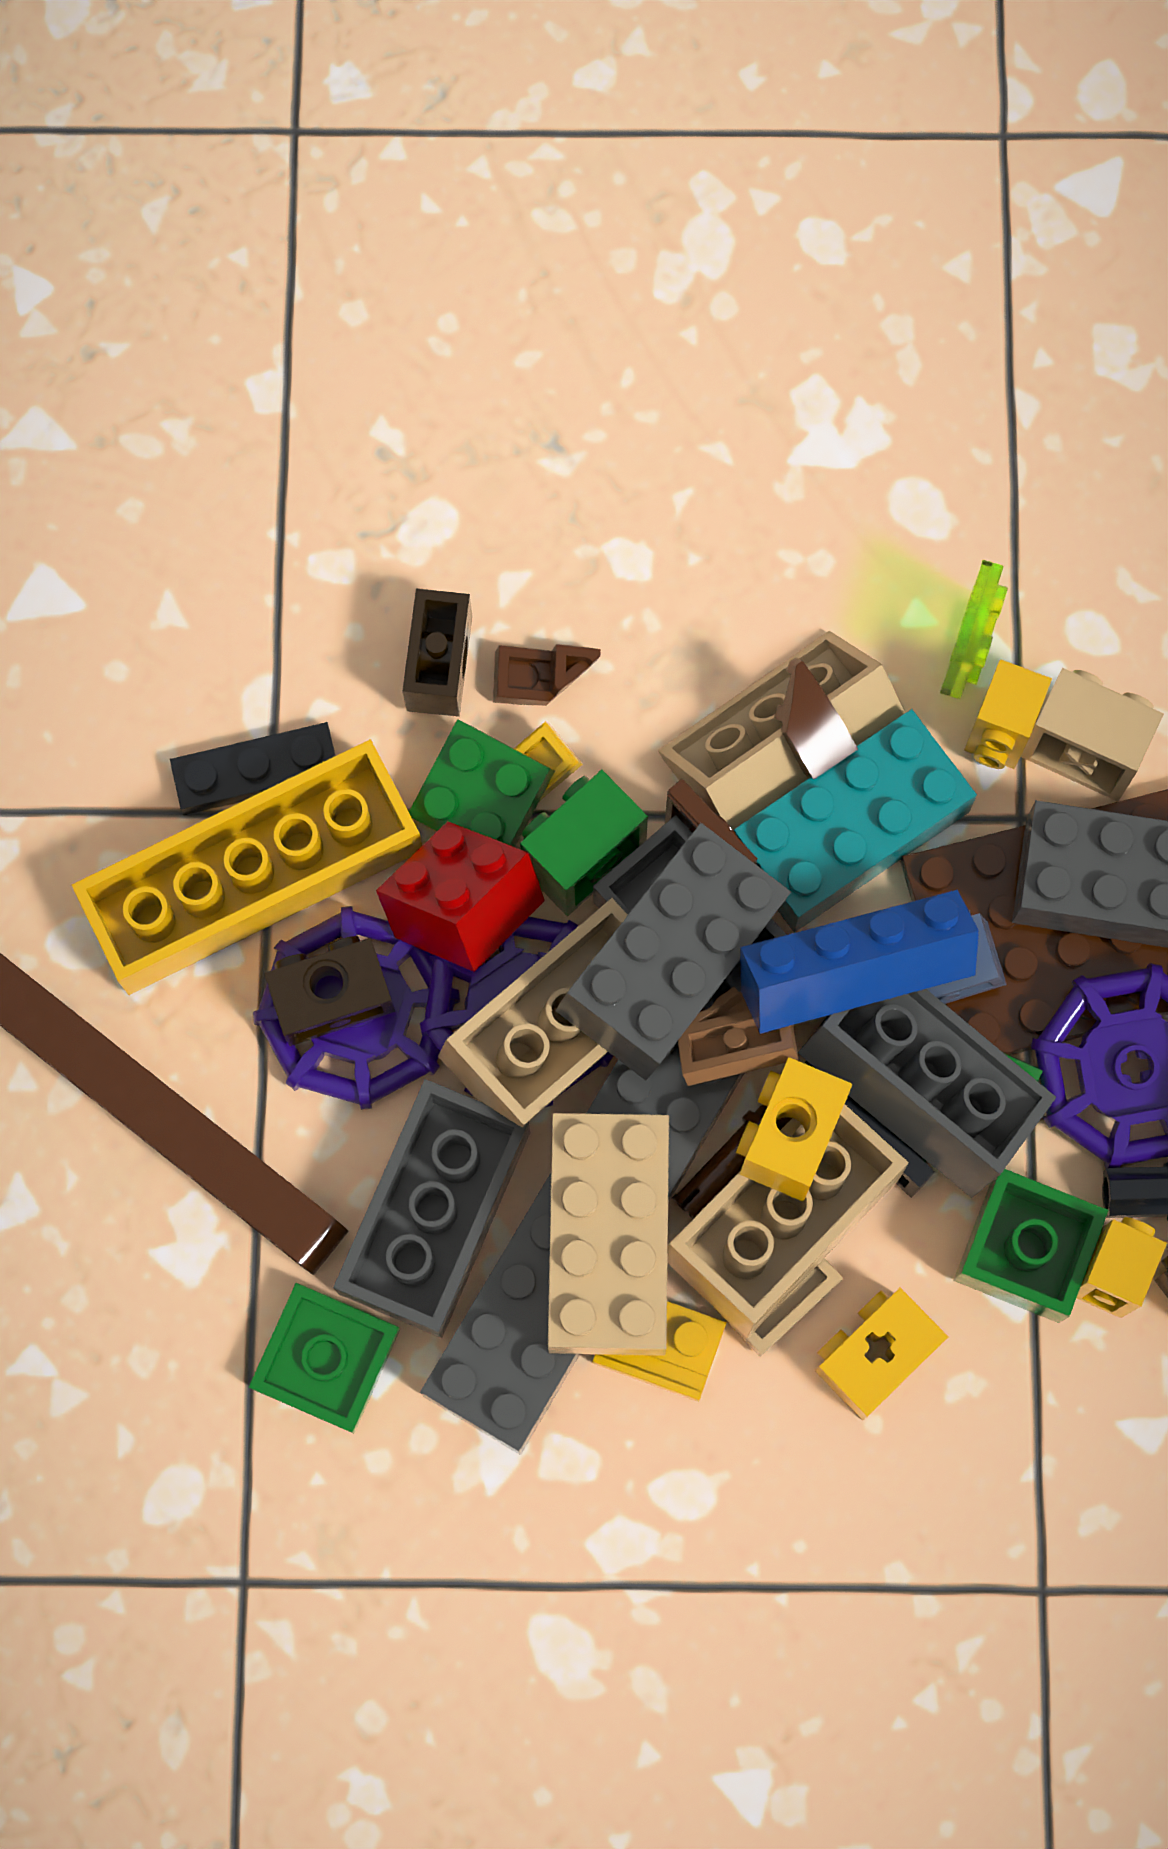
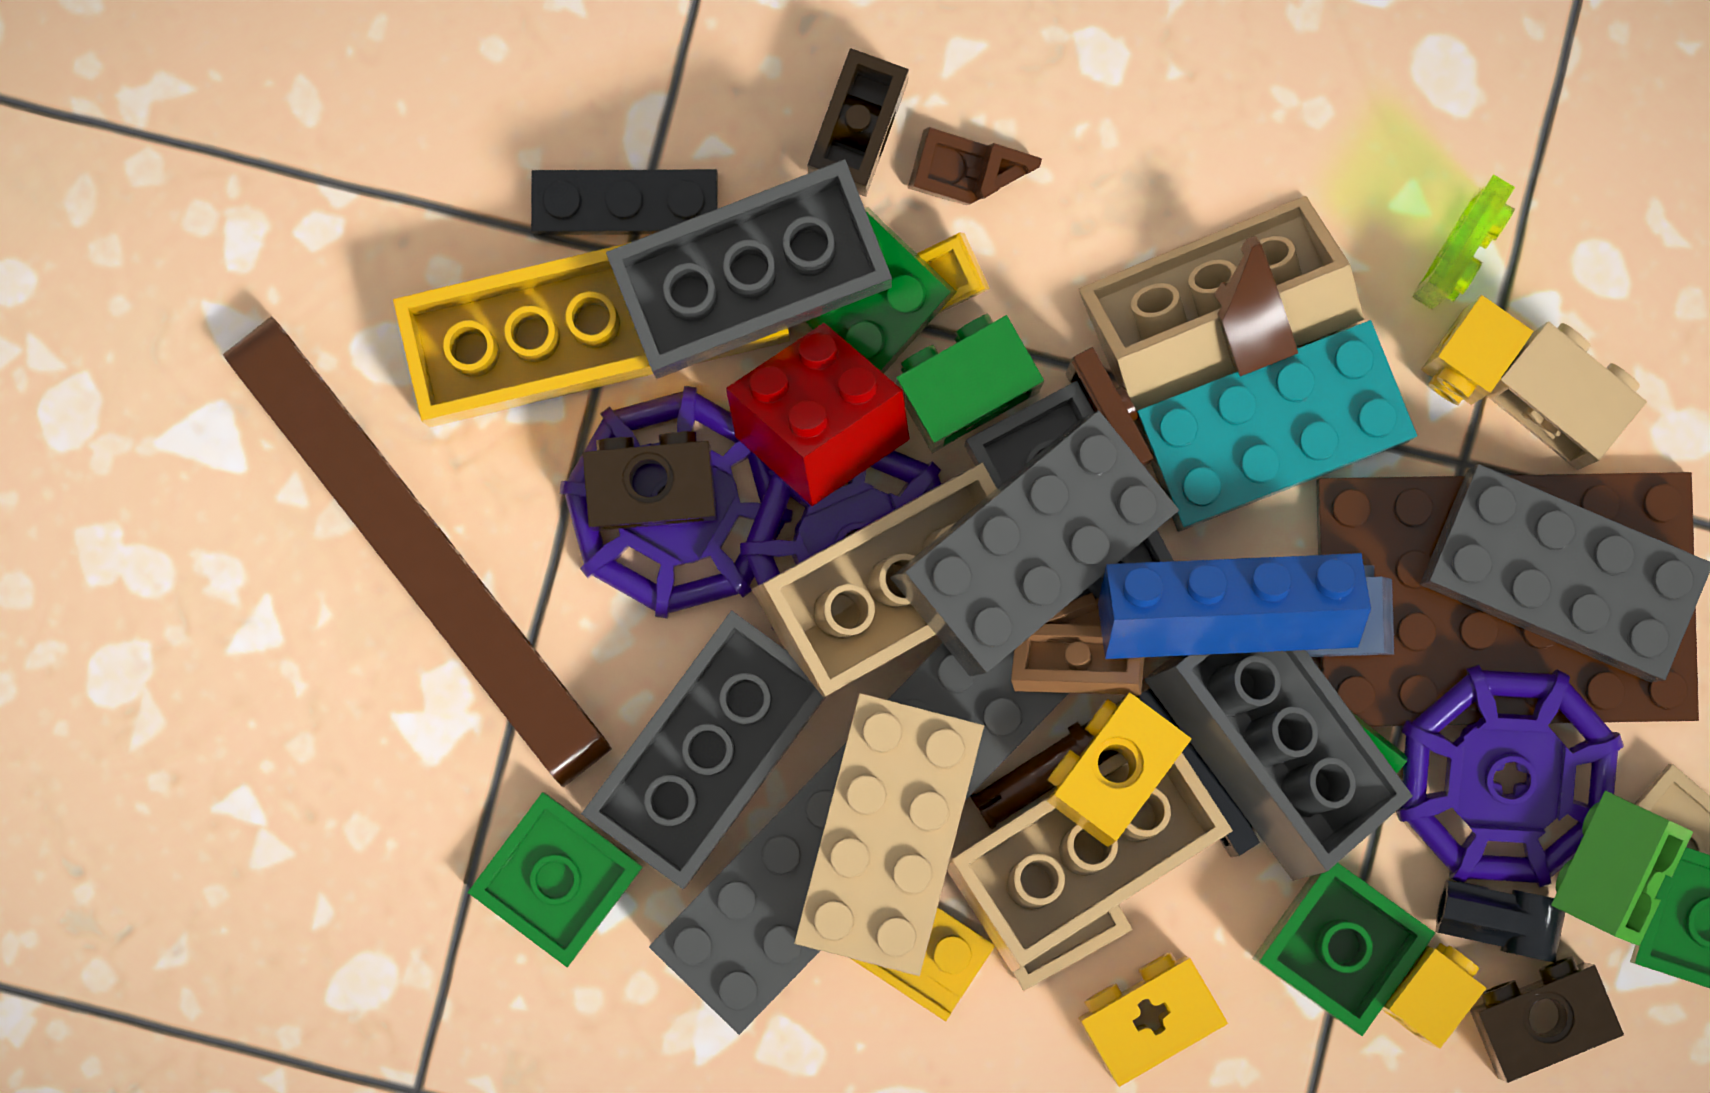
camera: 15 degrees right, 10 degrees up
(372, 780) = (750, 269): none -> dark grey brick

